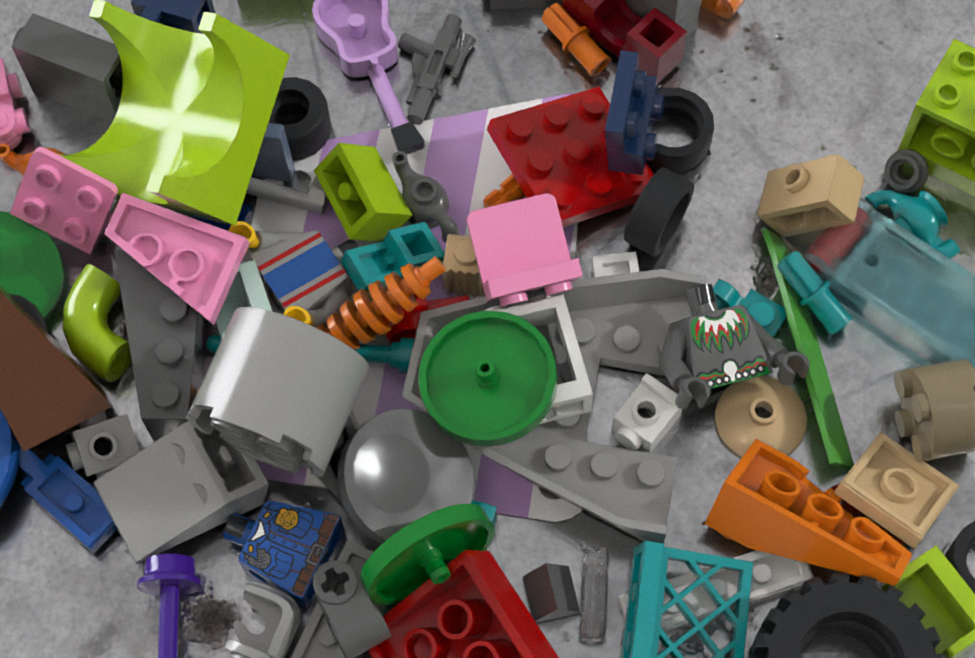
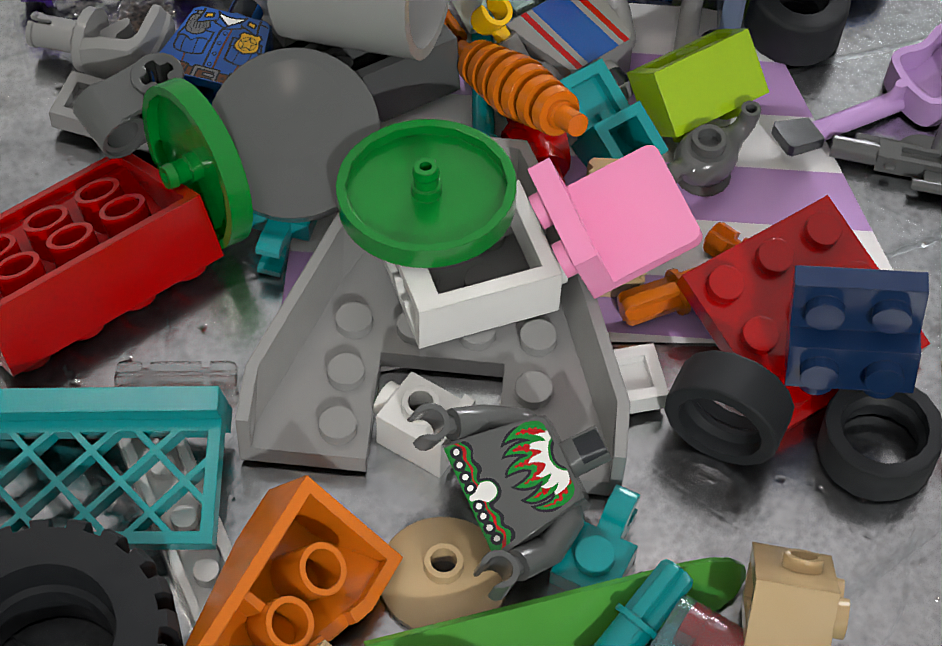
camera: 80 degrees right, 10 degrees down
(550, 592) = (178, 335): dark grey slope -> none

